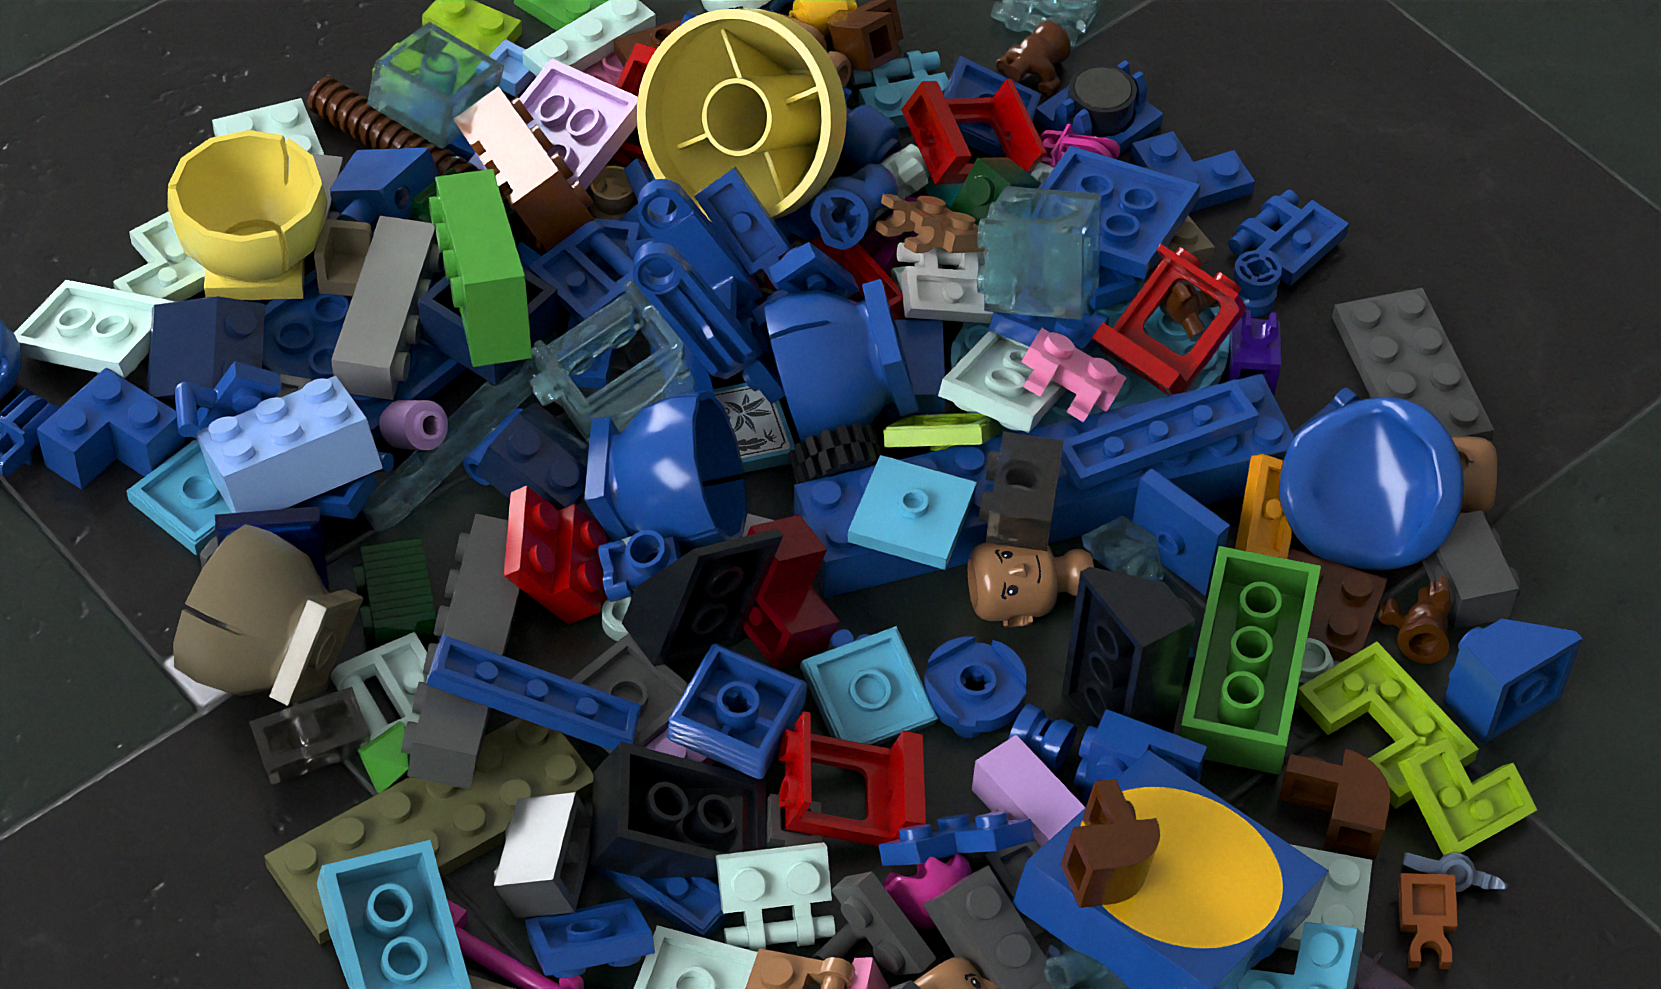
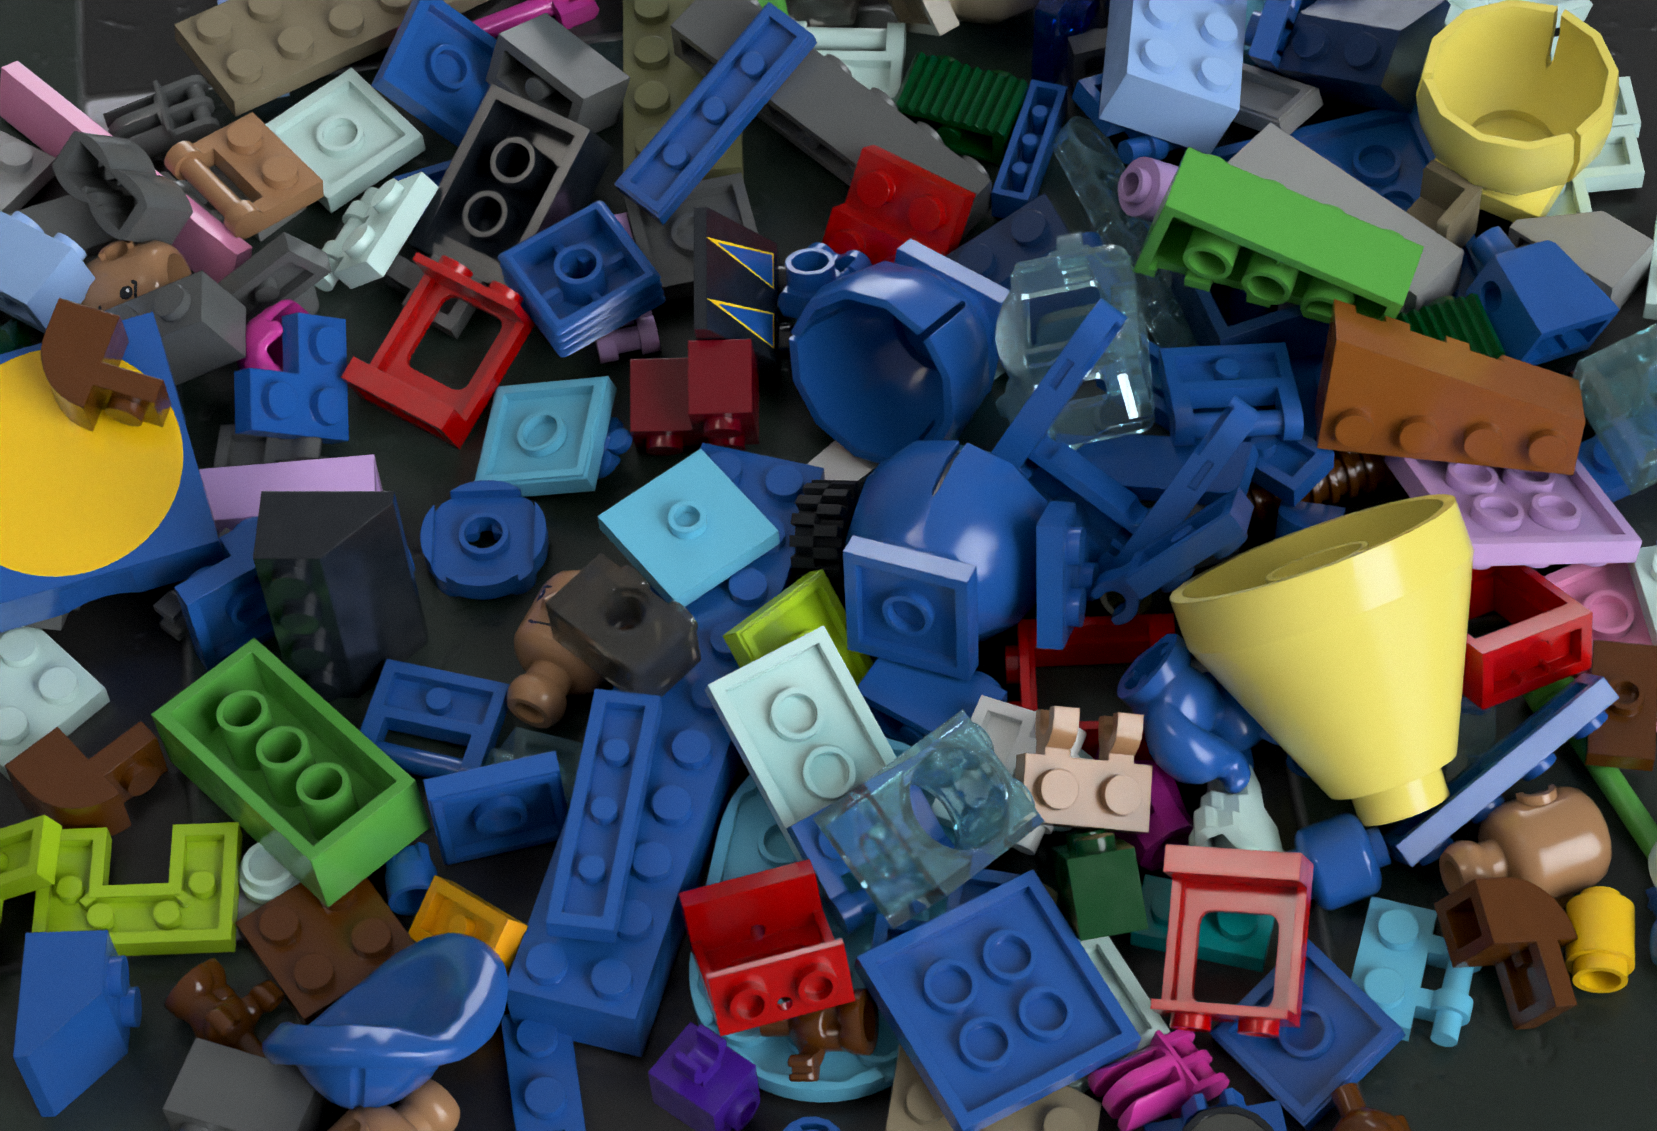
camera: 130 degrees right, 5 degrees up
(436, 527) = (1029, 147): none -> blue piece
(1057, 359) = (767, 797): bright pink plate -> none

